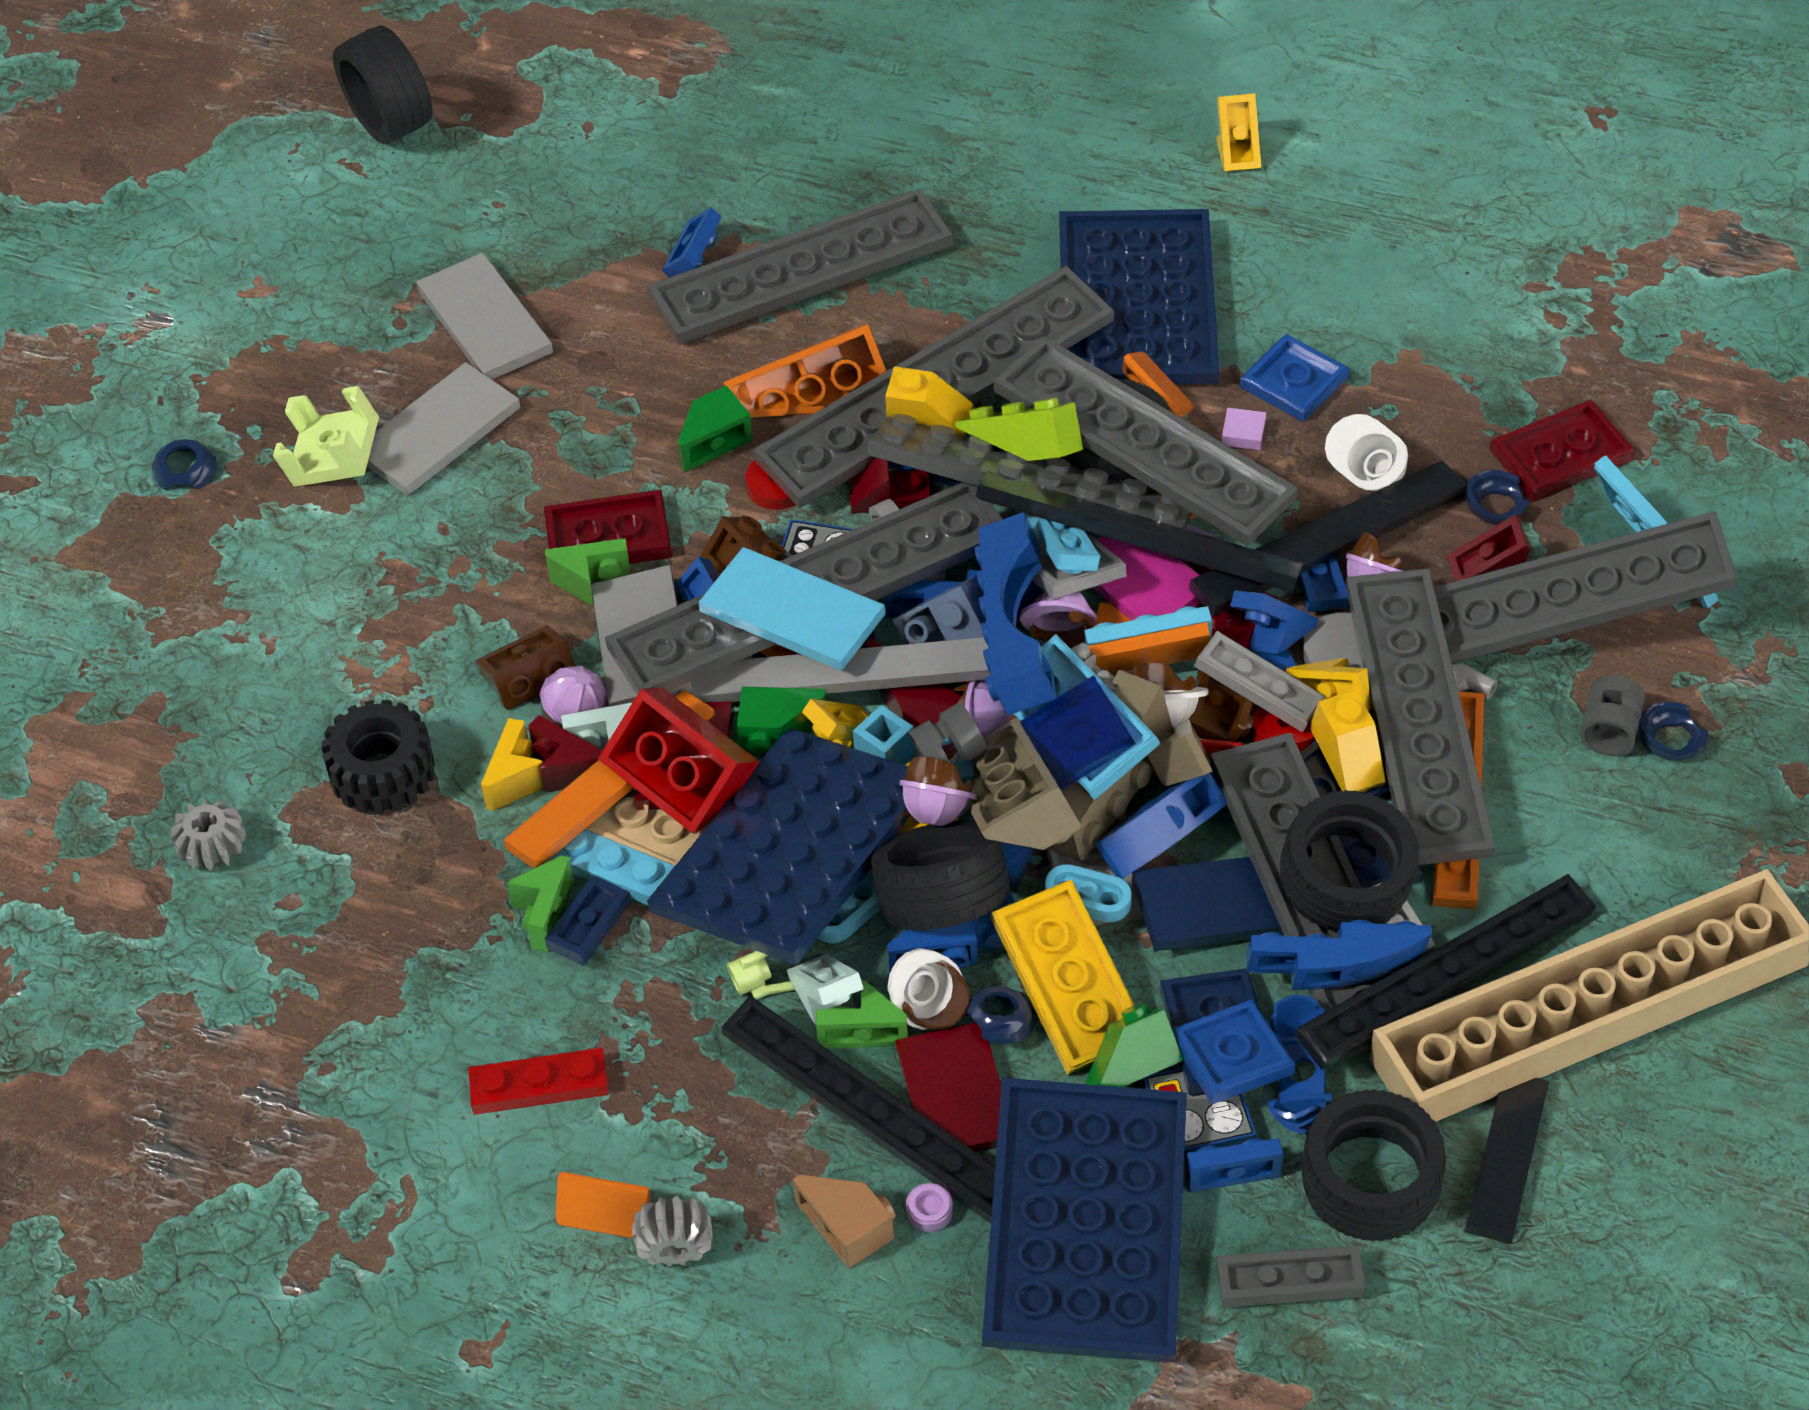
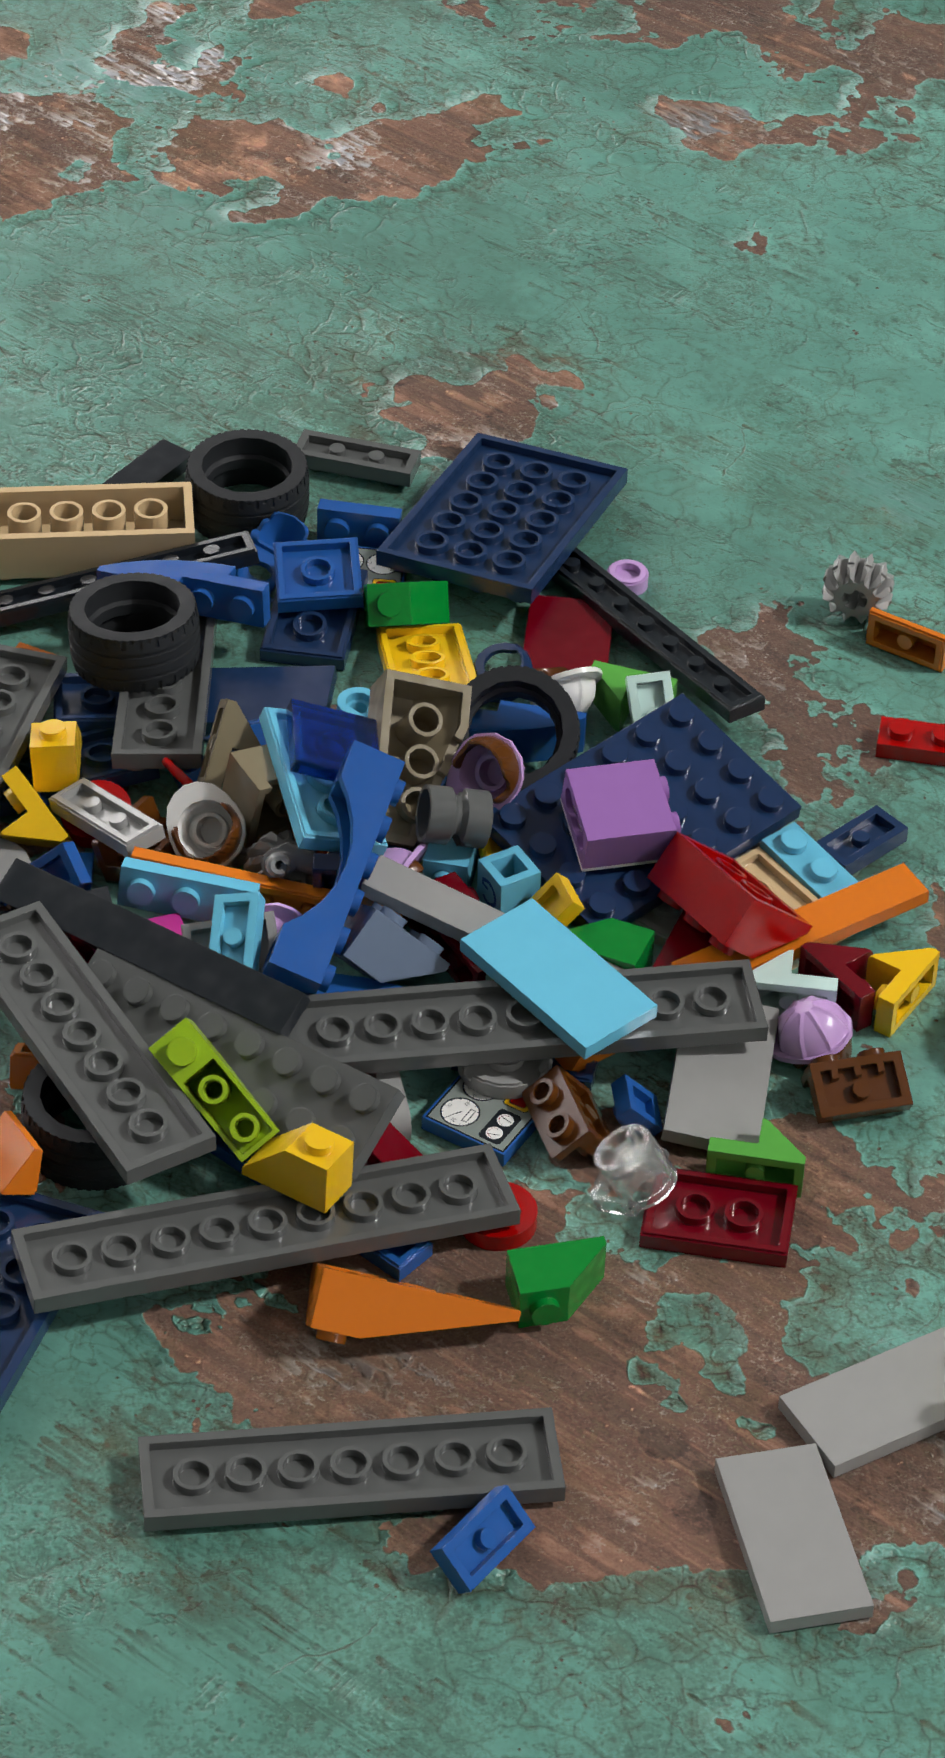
camera: 165 degrees left, 10 degrees down
(543, 896) = (905, 847): bright green slope -> none
(679, 513) = (634, 1169): none -> clear piece
(800, 783) = (618, 814): none -> medium lavender piece
(846, 1215) = (703, 575): medium nougat slope -> none

